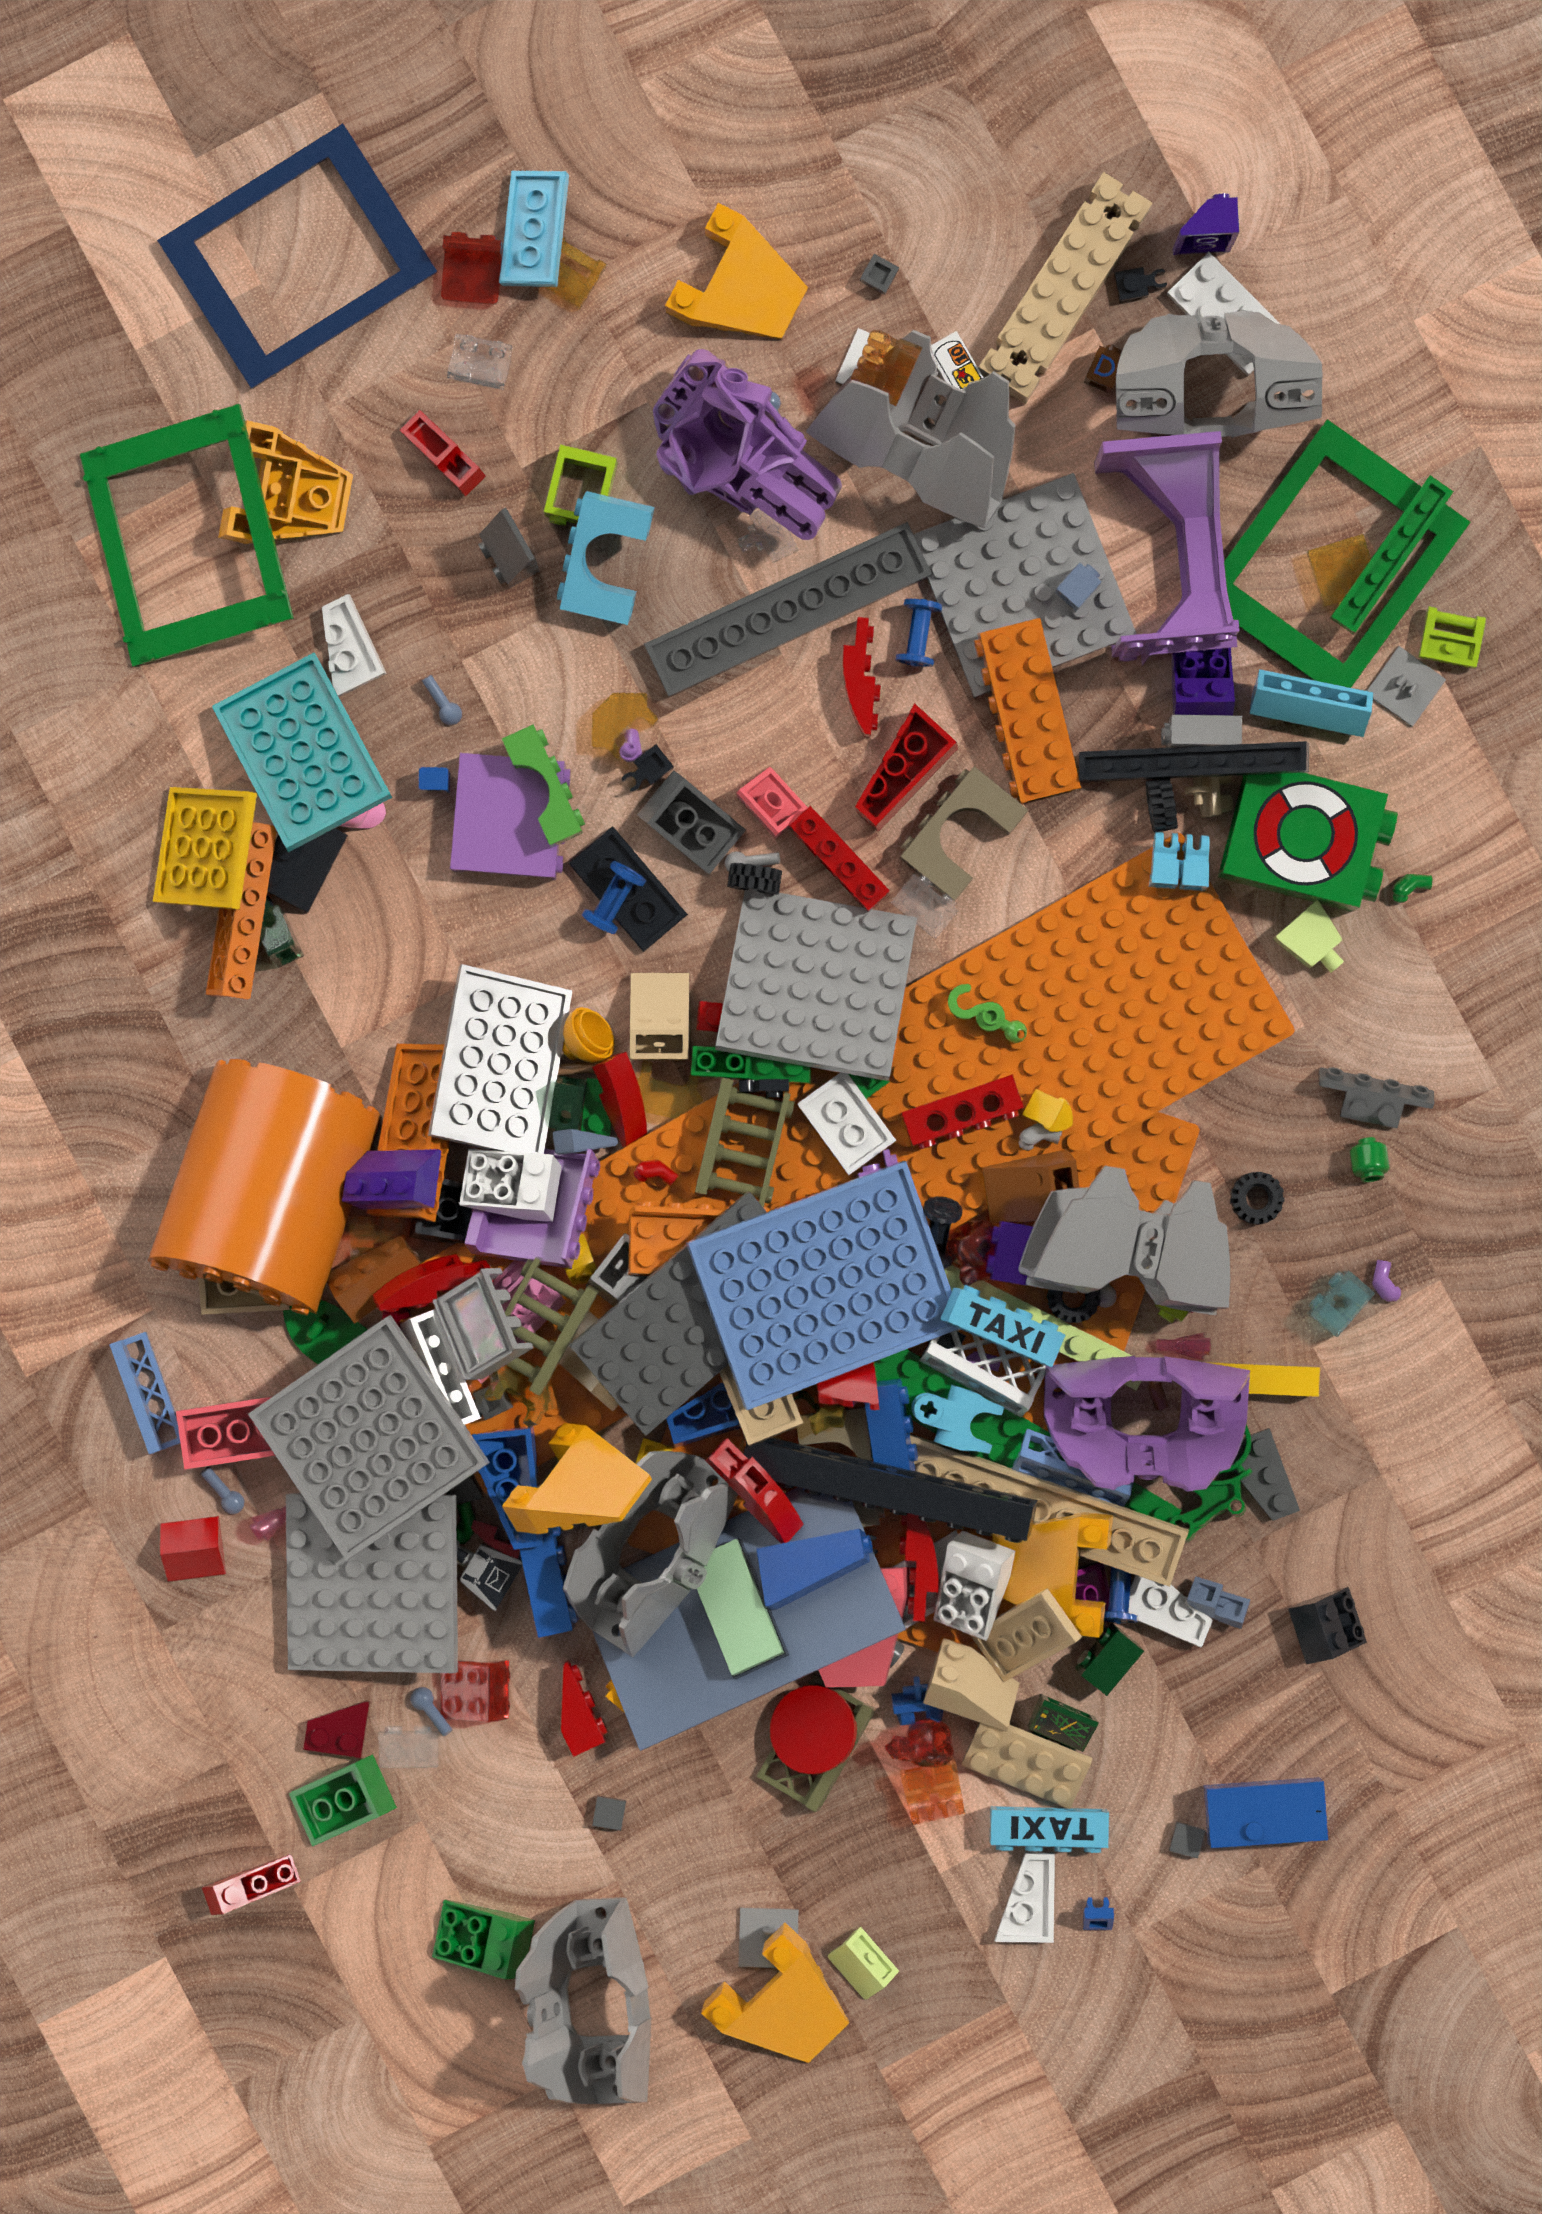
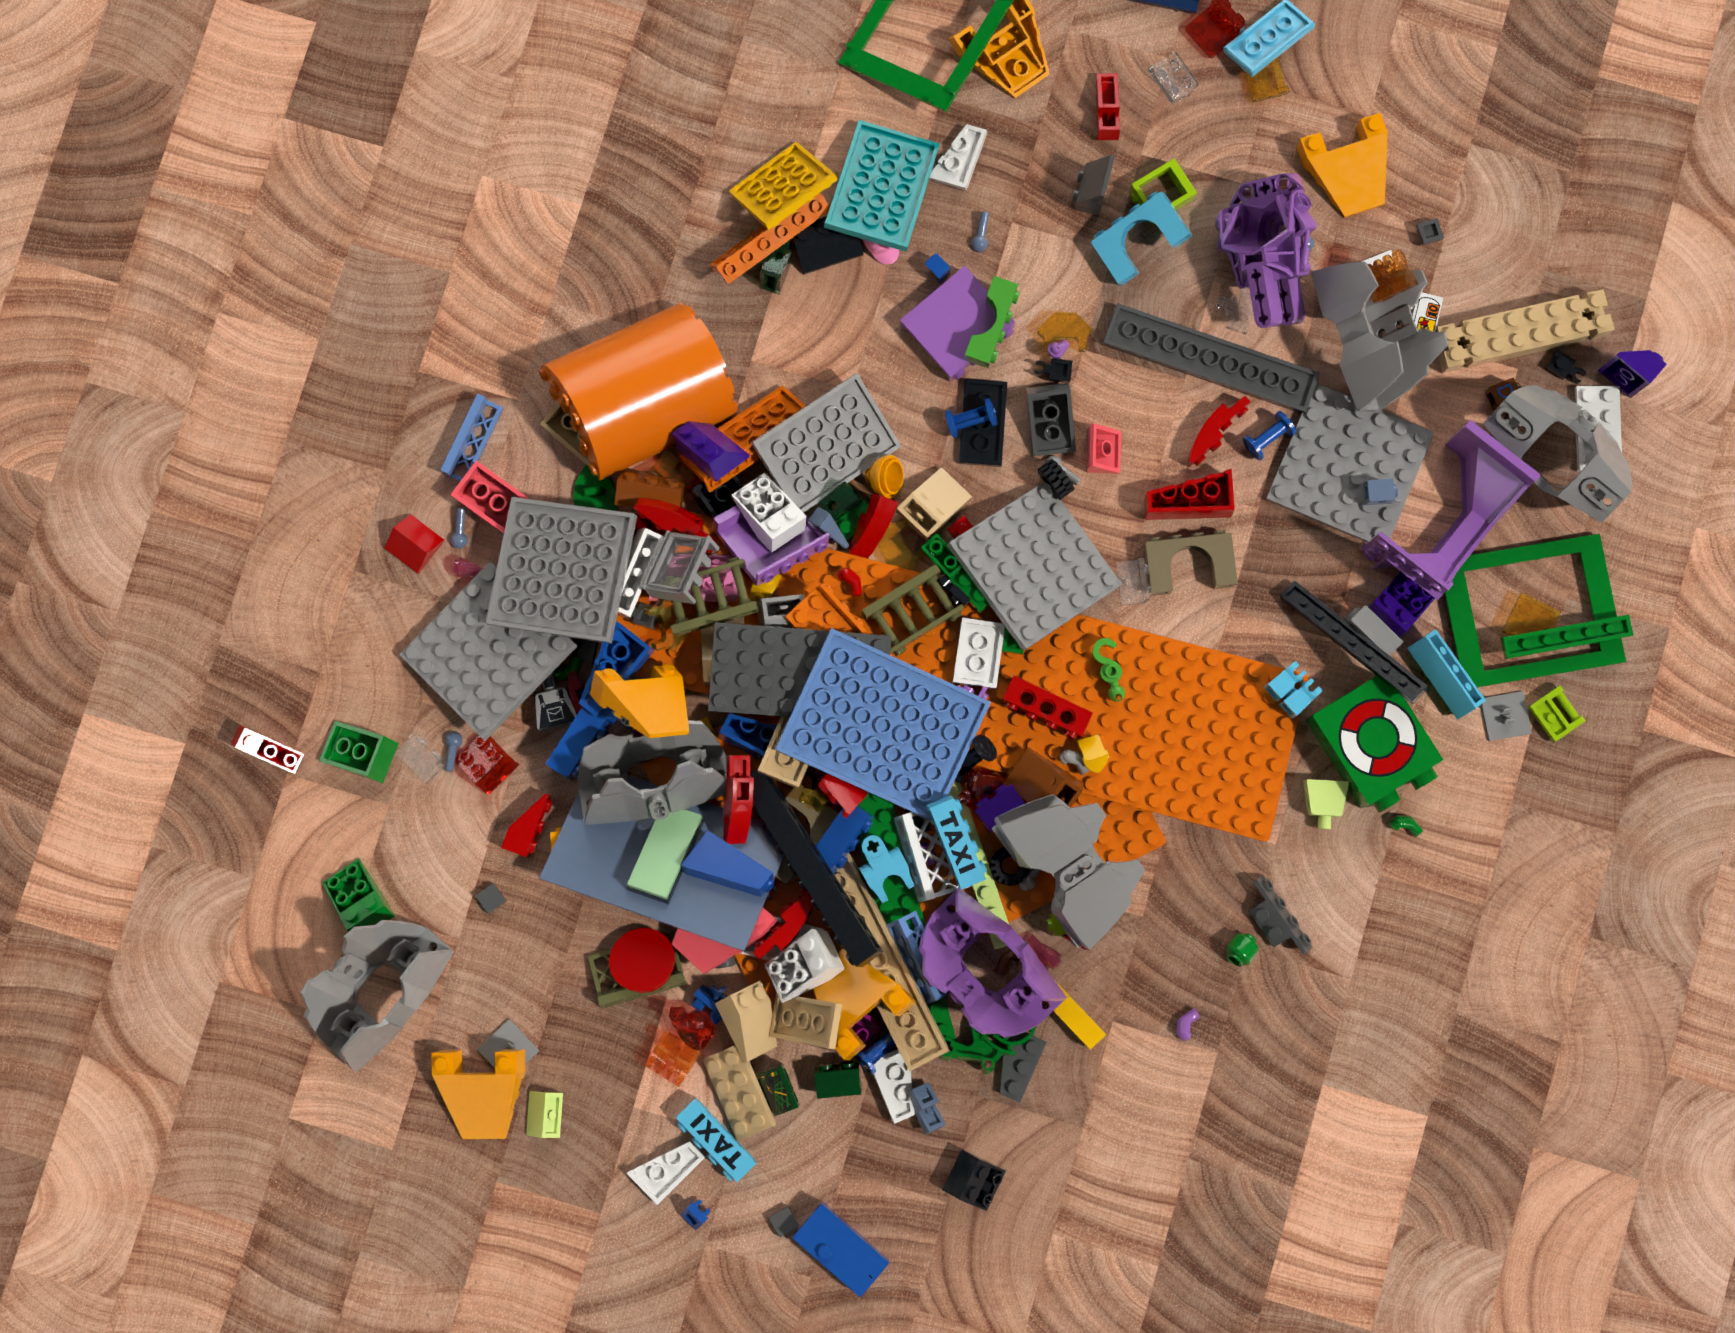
camera: 45 degrees right, 5 degrees down
(339, 1731) = (393, 714): dark red wing -> none
(839, 859) = (1110, 513): red brick -> none
(1027, 710) = (1288, 531): orange bracket -> none
(1161, 805) = (1312, 649): black tyre -> none
(1207, 795) = (1342, 668): tan hips -> none
(1274, 1192) = (1170, 901): black tyre -> none
(1337, 1319) = (1163, 1016): clear light blue brick -> none

